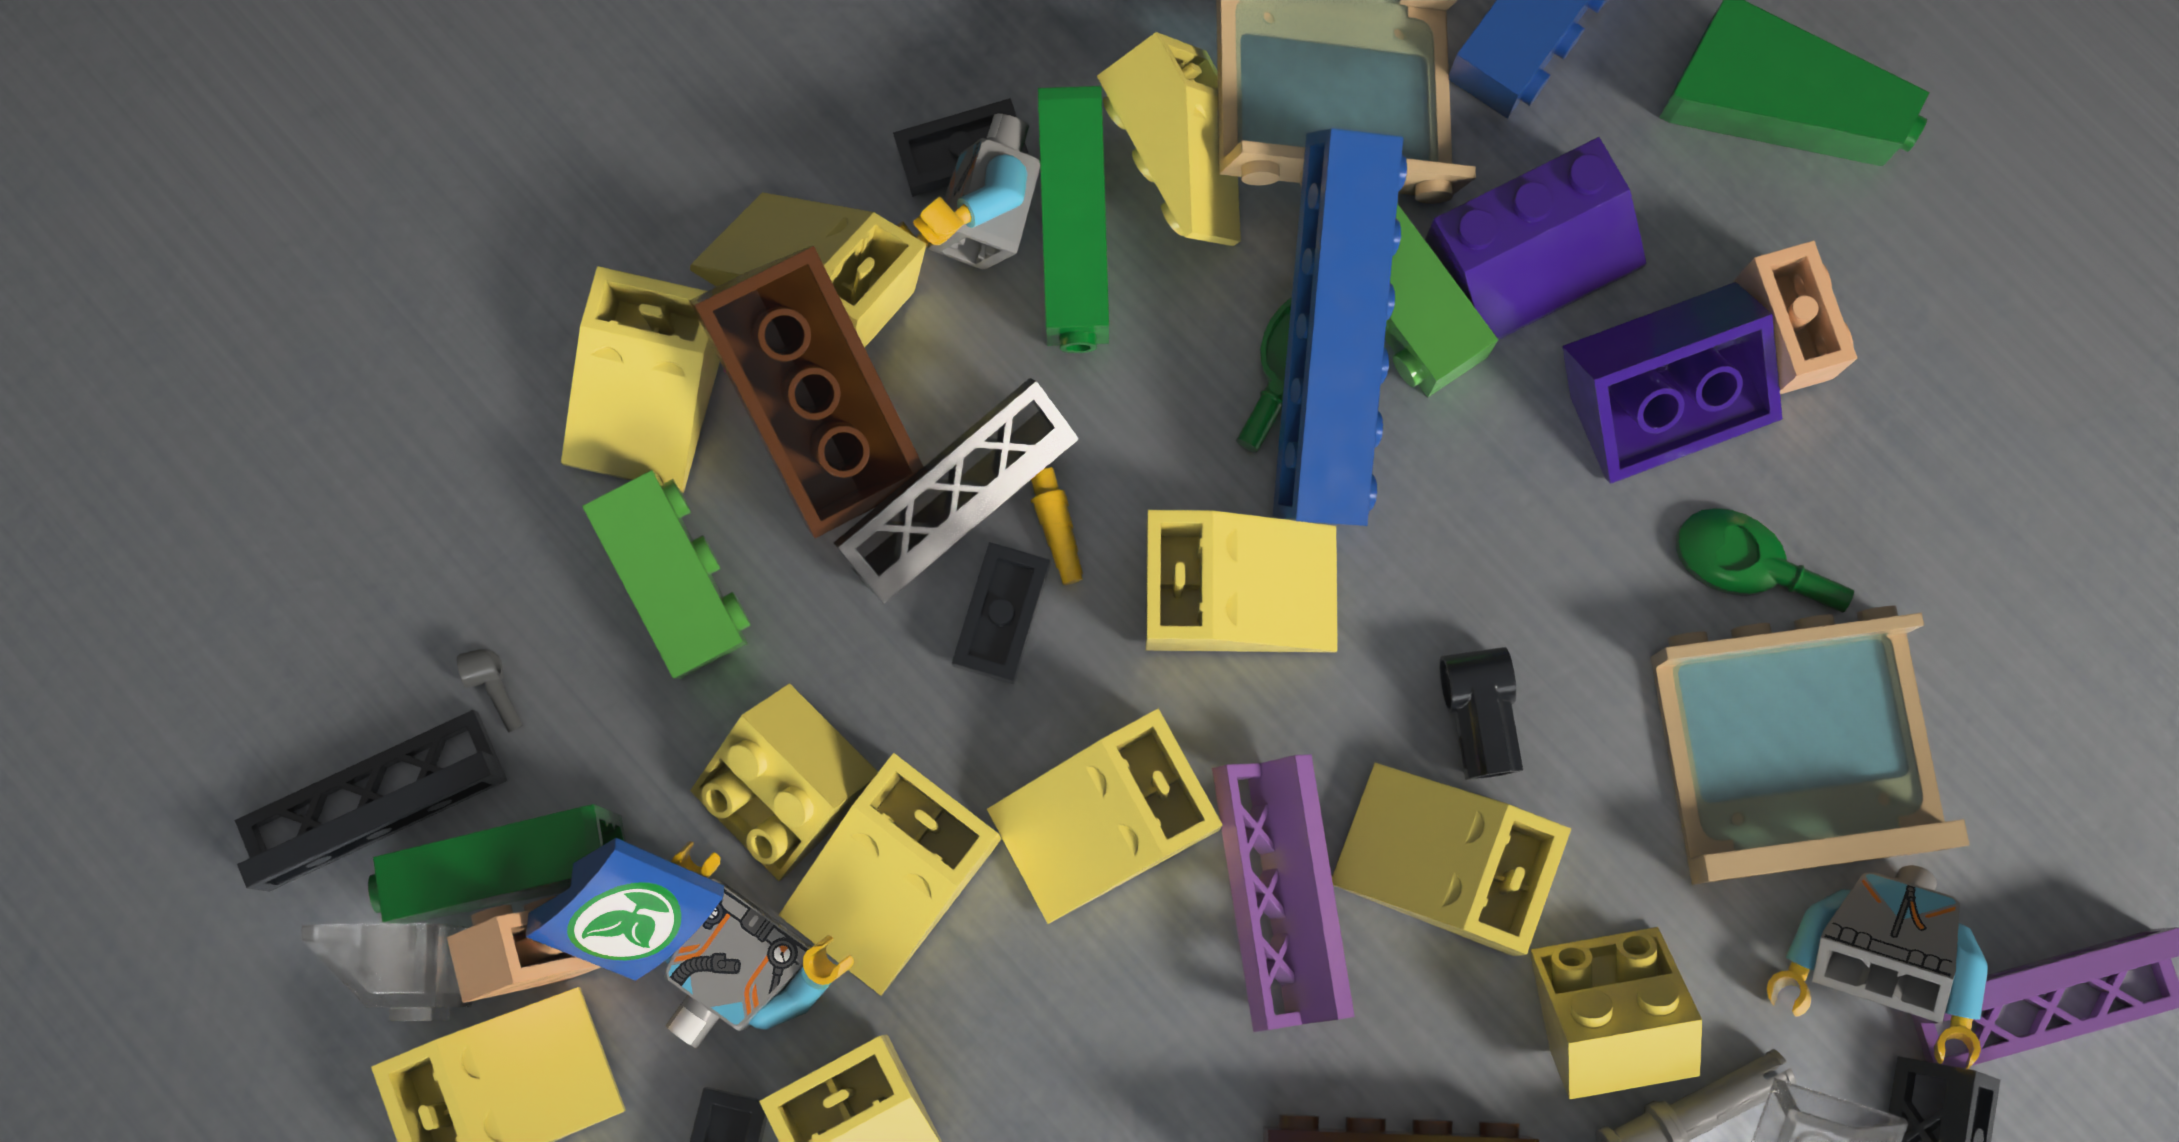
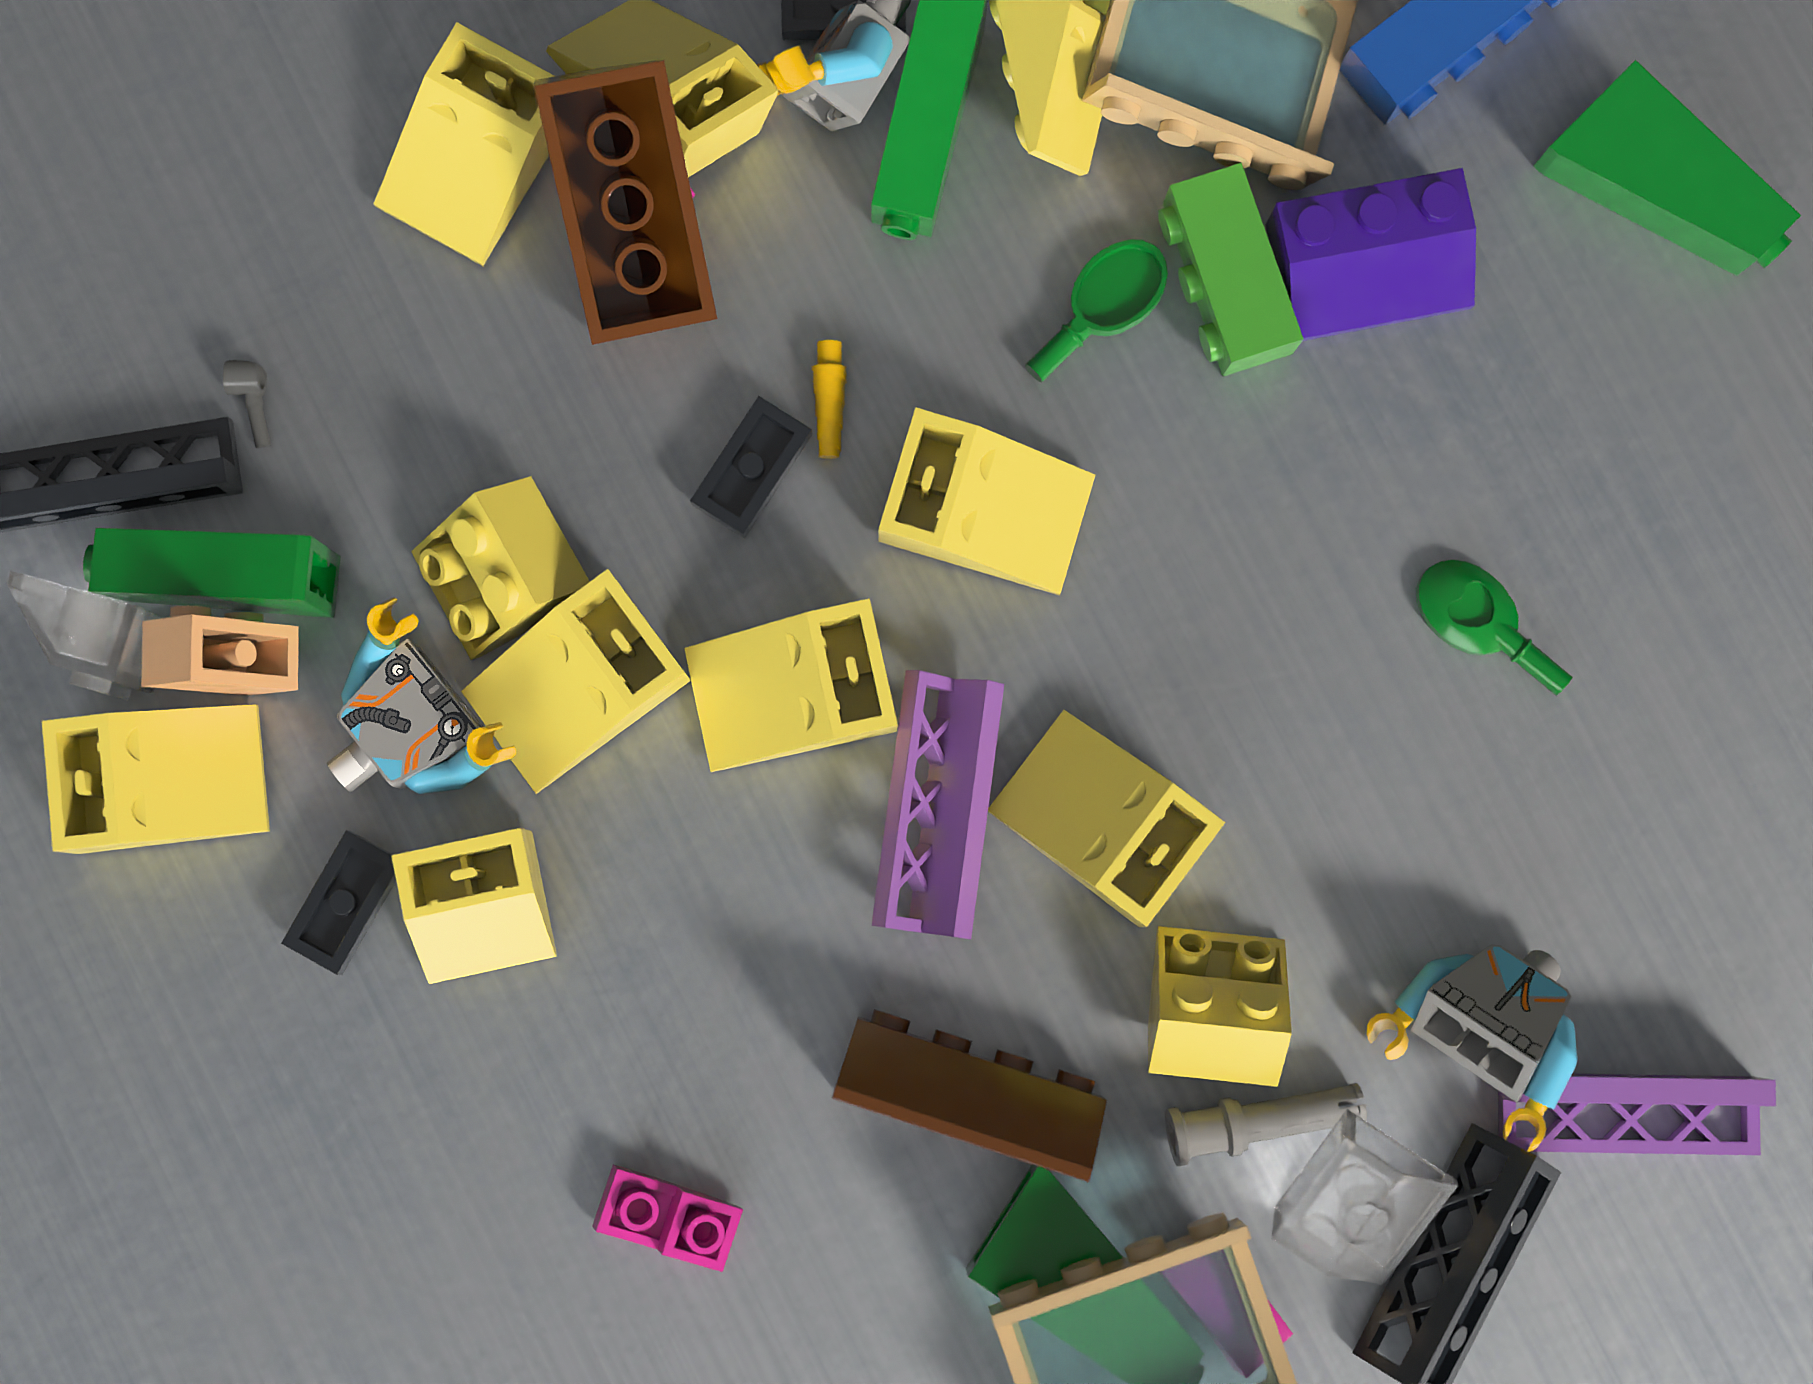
camera: 10 degrees right, 5 degrees up
(625, 909) = (314, 643): slope -> none
(668, 573) = (445, 338): bright green brick -> none
(965, 497) = (747, 348): fence -> none
(1339, 326) = (1152, 281): blue brick -> none
(1481, 694) = (1182, 674): black piece -> none
(1675, 380) = (1464, 427): dark purple slope -> none
(1800, 746) = (1473, 809): clear light blue panel -> none
(1807, 322) = (1598, 399): light nougat brick -> none

